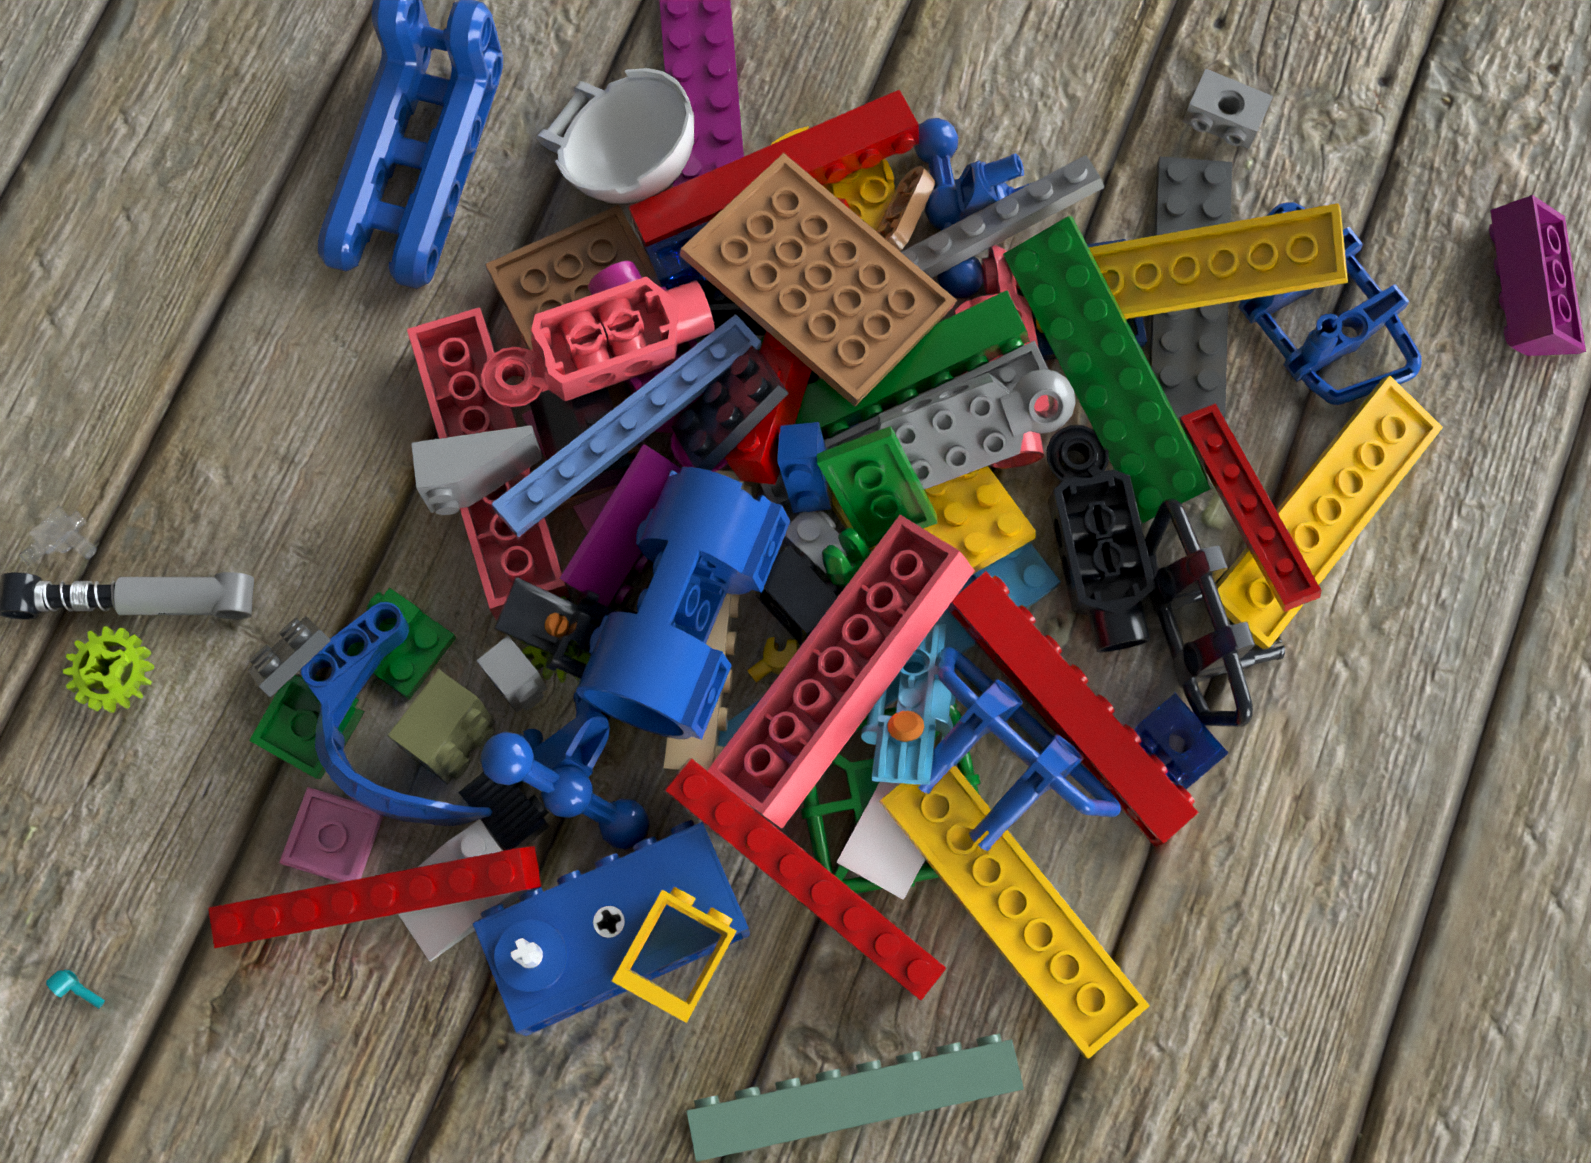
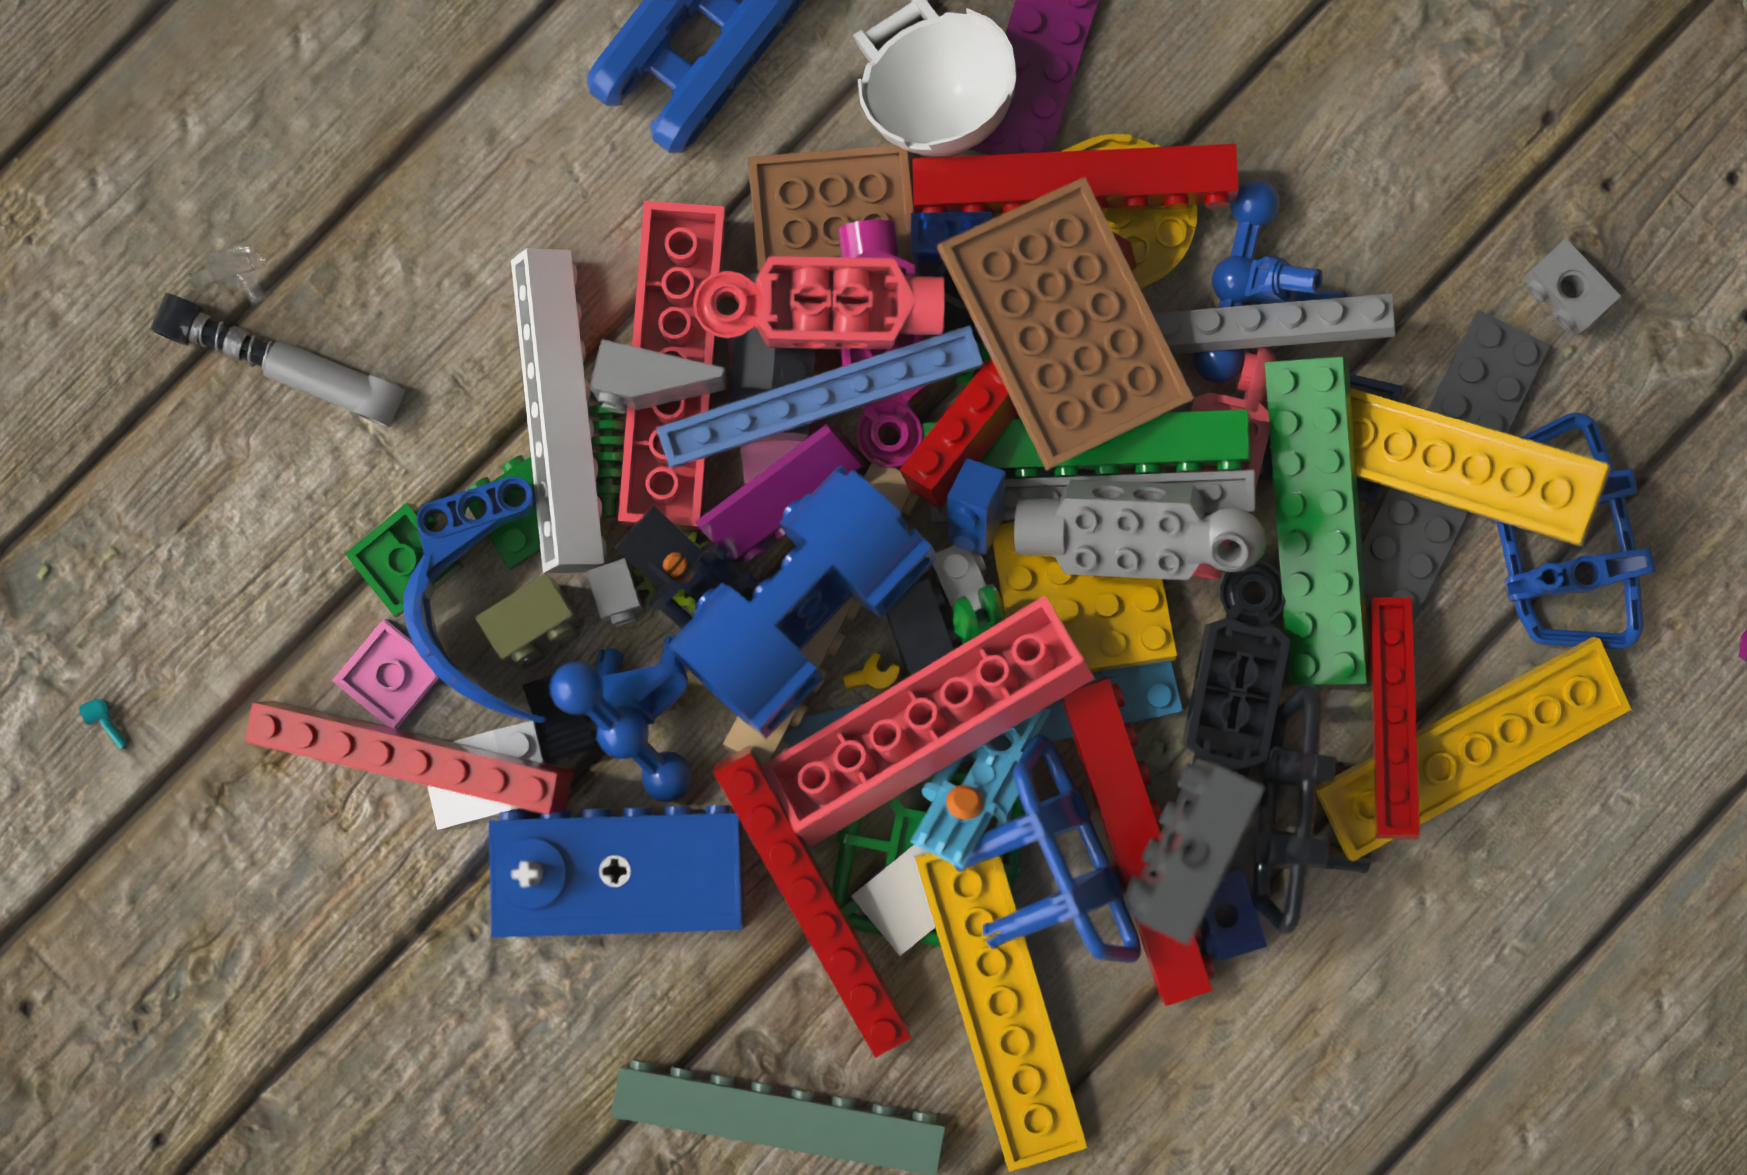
camera: 20 degrees right, 10 degrees up
(92, 663) = (235, 410): lime gear -> none
(294, 650) = (410, 489): dark grey plate -> none
(398, 538) = (558, 411): none -> white brick
(456, 559) = (607, 457): none -> green piece
(651, 991) = (630, 956): yellow window -> none
(729, 409) = (923, 423): black plate -> none
(875, 484) = (1034, 558): green plate -> none
(906, 207) = (1189, 270): medium nougat beam -> none
(1133, 709) = (1180, 883): none -> dark grey brick

